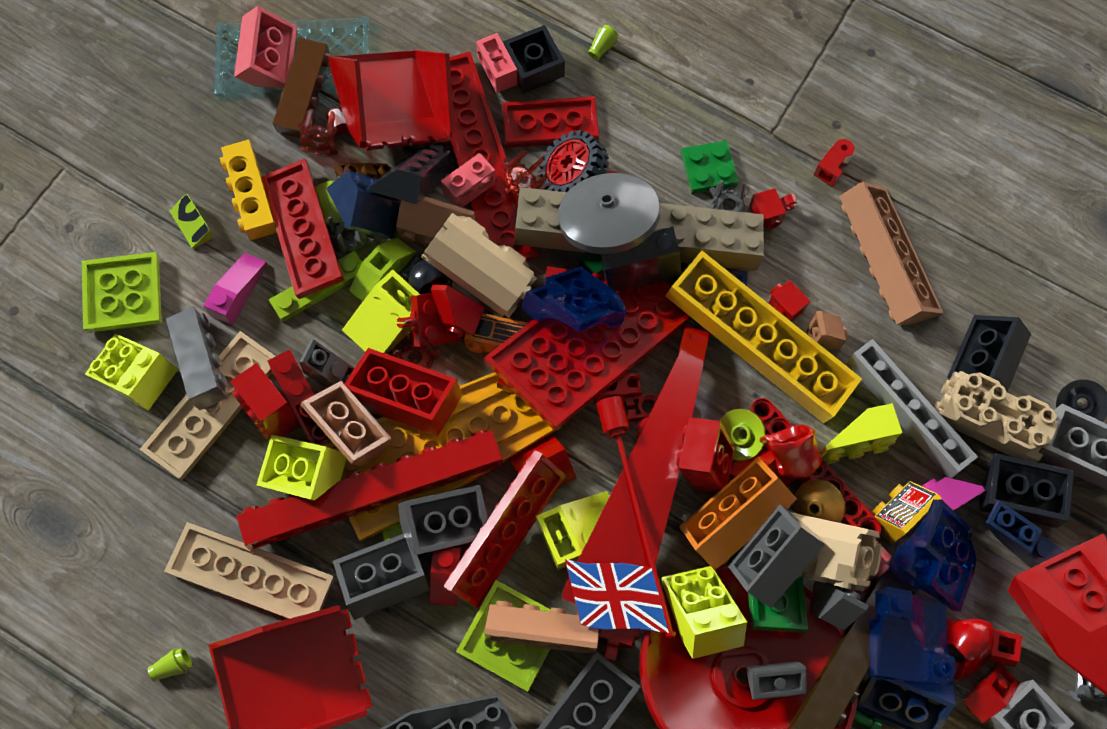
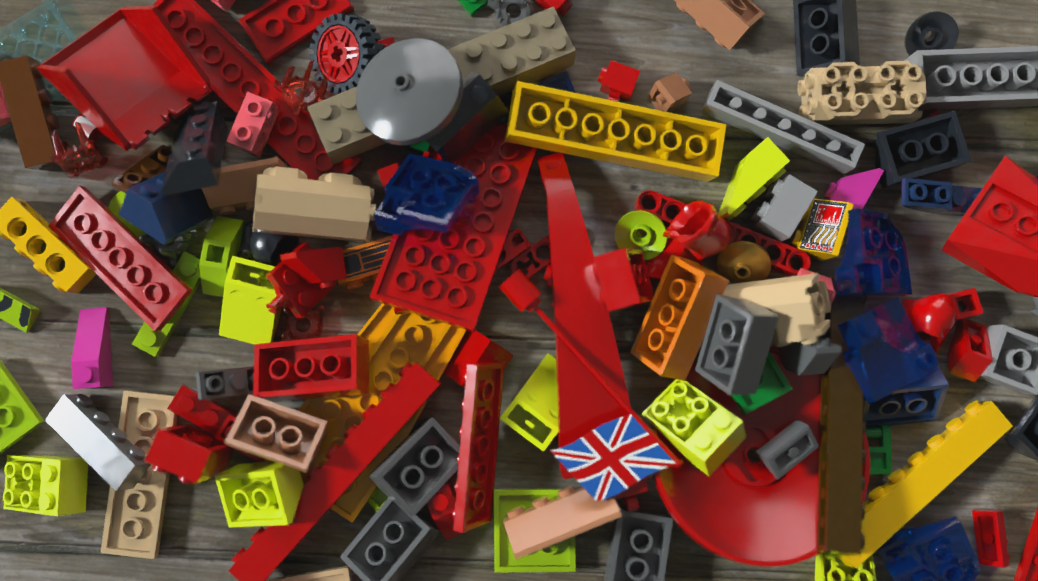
camera: 30 degrees left, 15 degrees up
(877, 473) = (782, 209): none -> light grey brick

